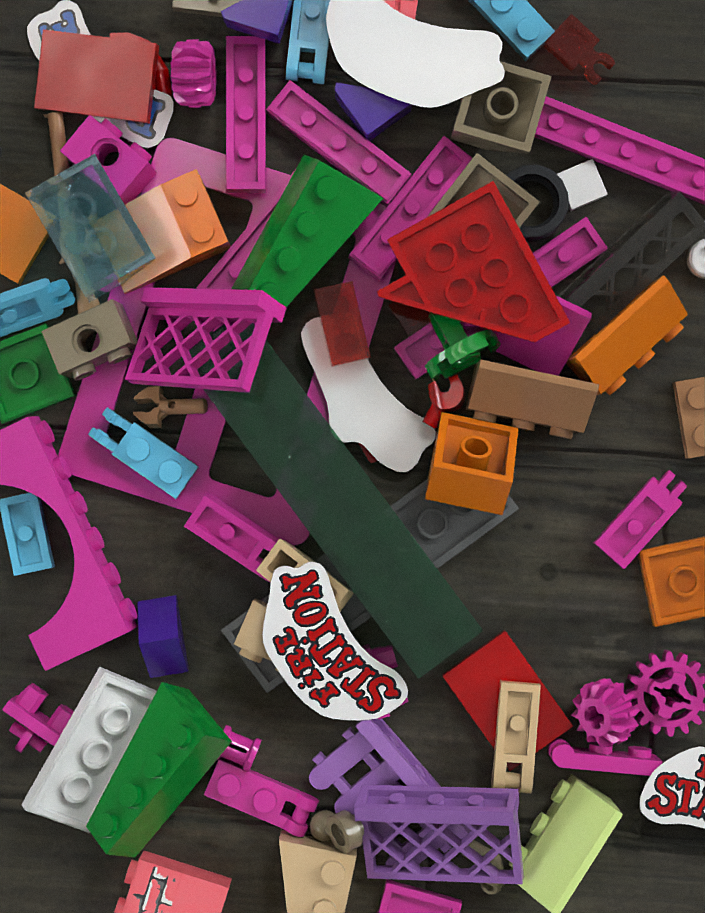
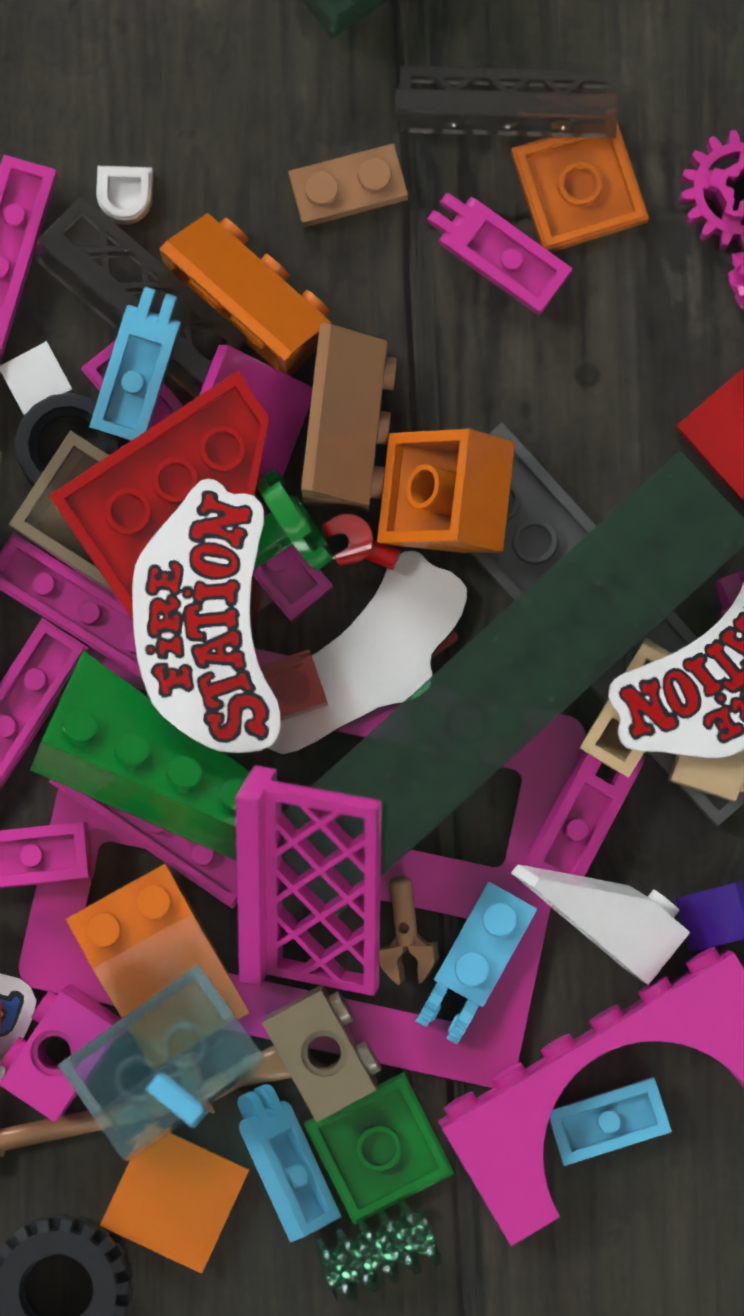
camera: 100 degrees left, 5 degrees down
(59, 232) = (177, 1099): none -> medium azure tile
(164, 550) = (616, 917): none -> white slope
(393, 277) = (196, 622): none -> sticker
(580, 253) = (137, 368): none -> medium azure hinge

